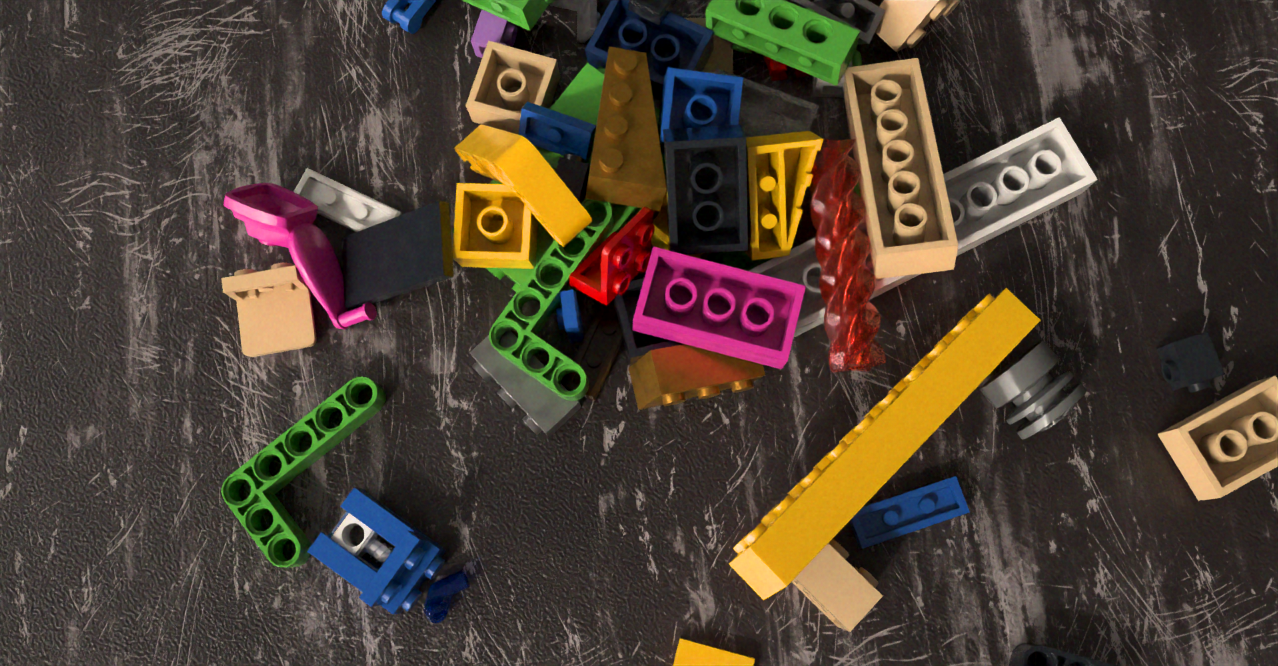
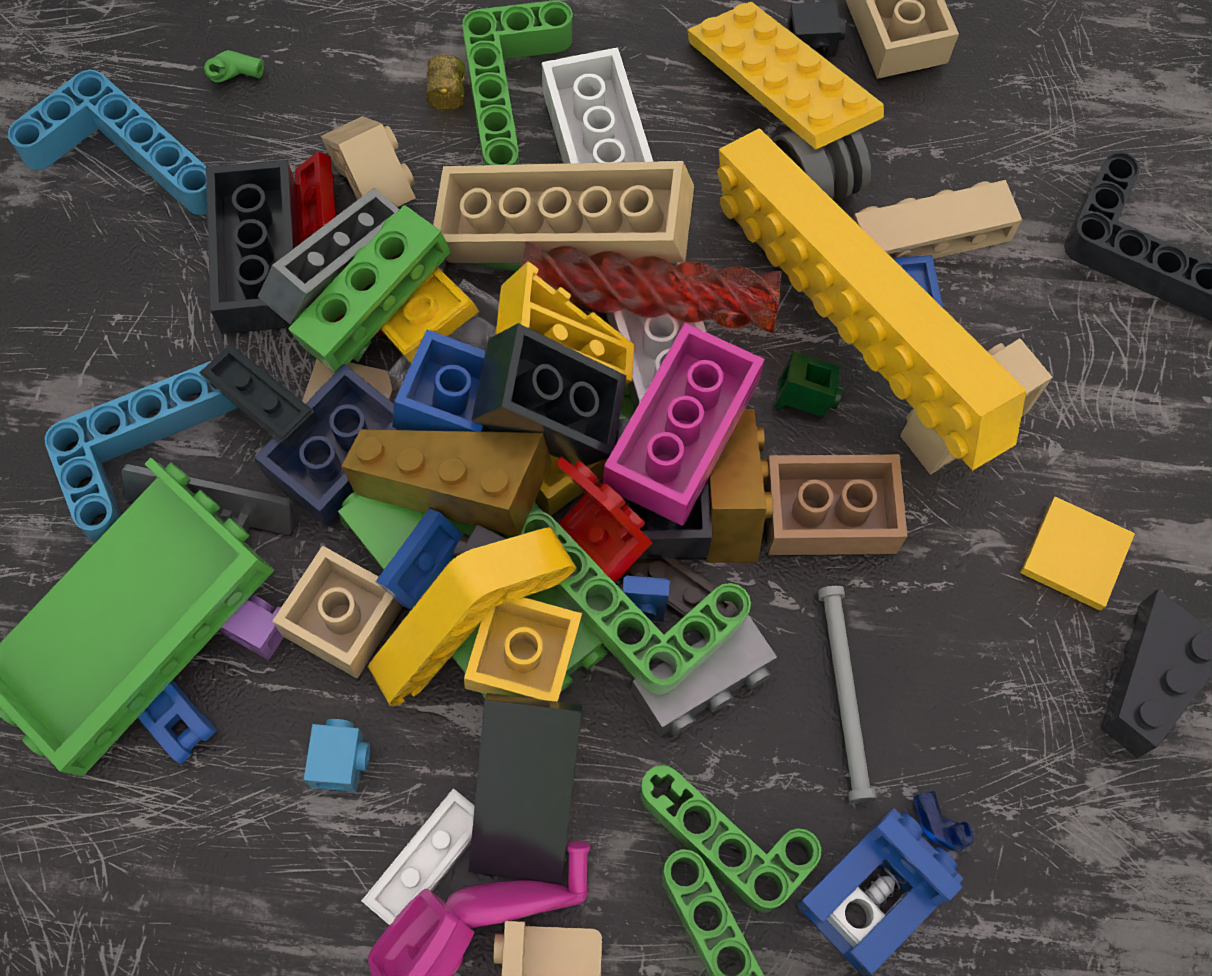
camera: 85 degrees left, 10 degrees down
(403, 419) = (722, 831): none -> bright green beam
(405, 120) = (336, 756): none -> dark azure brick
(535, 501) = (846, 694): none -> light grey bar
(694, 458) = (835, 505): none -> medium nougat brick
(776, 85) = (433, 306): none -> yellow tile
(815, 417) = (809, 385): none -> dark green brick
(1004, 513) = (944, 222): none -> tan brick
(1024, 47) = (445, 85): none -> clear yellow wheel
(1038, 88) = (501, 35): none -> bright green beam
(1117, 338) = (785, 75): none -> yellow plate

